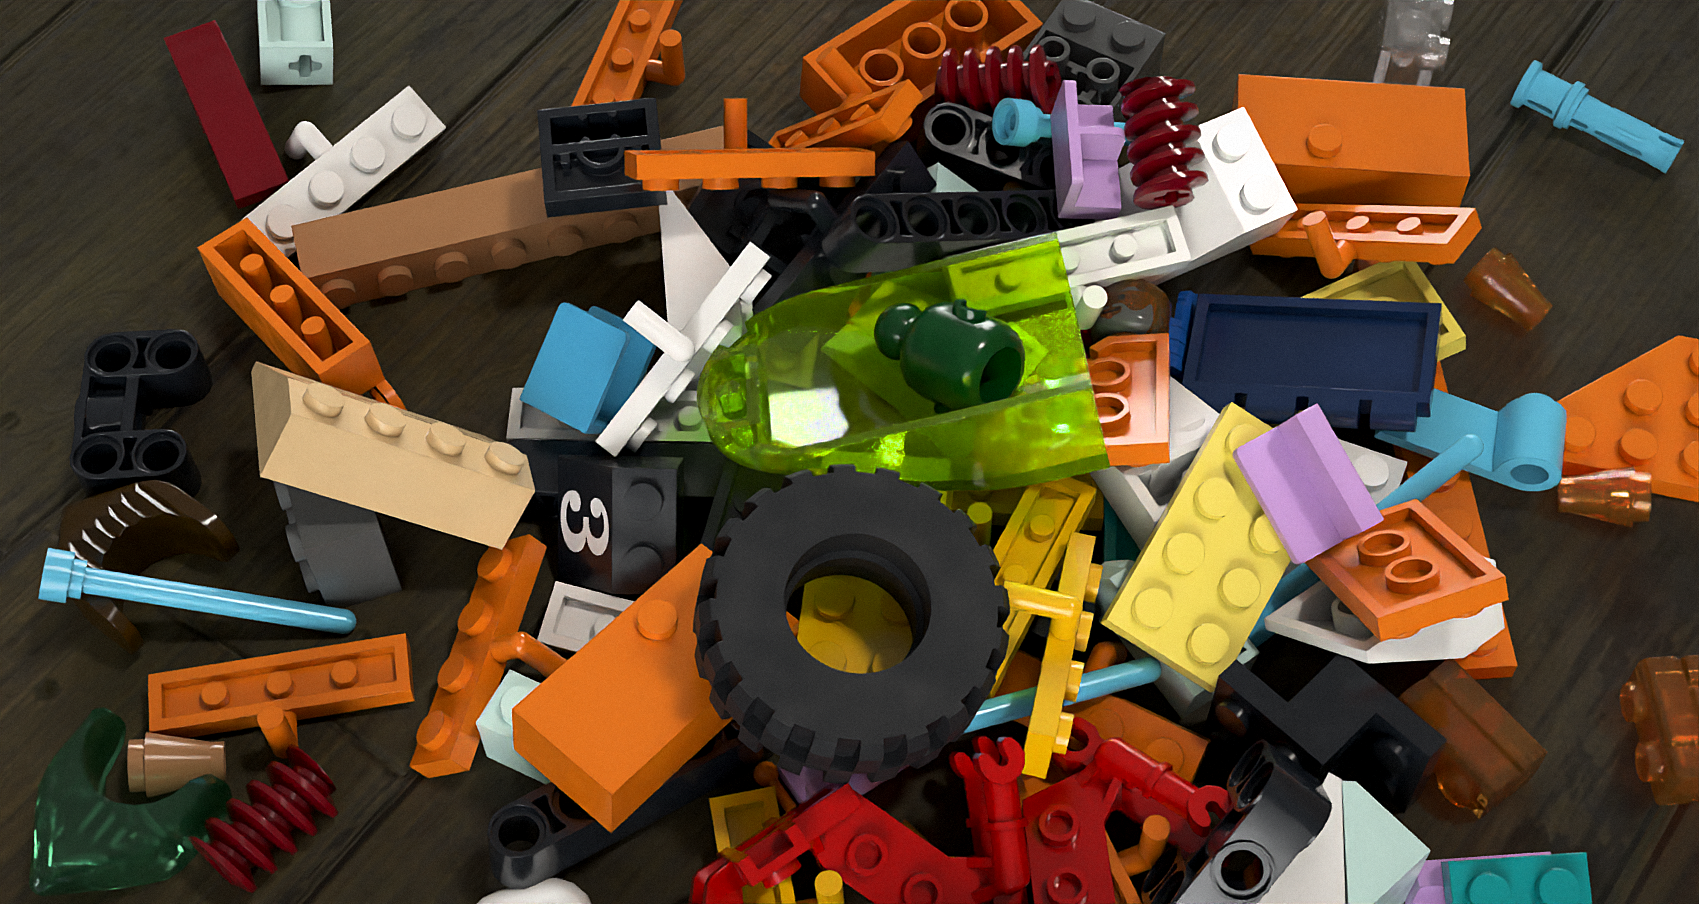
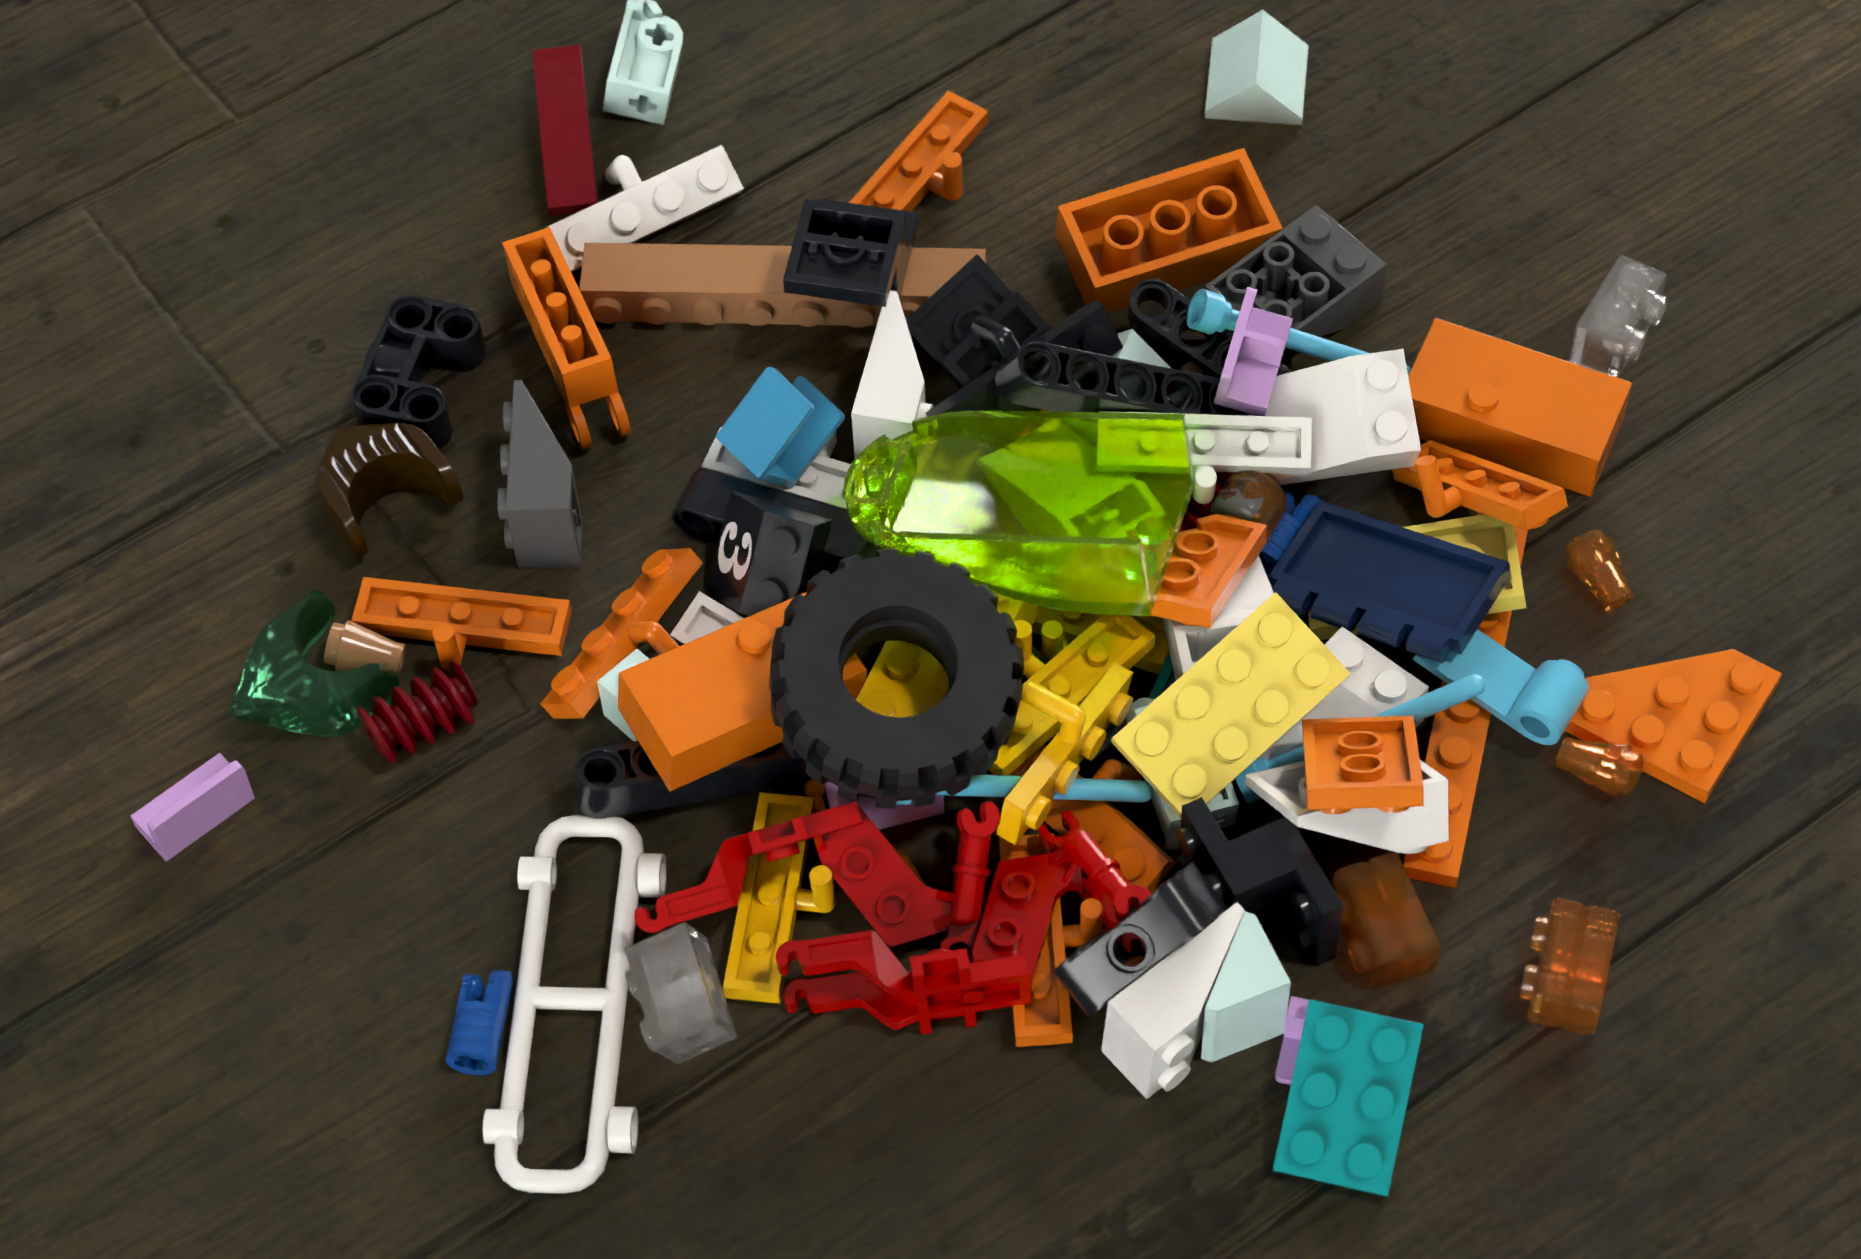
camera: 20 degrees right, 0 degrees up
(69, 577) = (325, 483): medium azure piece -> none
(387, 458) = (594, 455): tan slope -> none
(670, 372) = (839, 447): white plate -> none
(723, 167) = (937, 288): orange plate -> none
(861, 117) = (1081, 276): orange plate -> none
(952, 353) = (1065, 490): dark green piece -> none
(986, 84) = (1198, 264): dark red piece -> none
(1160, 141) = (1313, 360): dark red piece -> none
(1307, 485) = (1307, 676): lavender panel -> none
(1573, 107) = (1739, 424): medium azure pin -> none

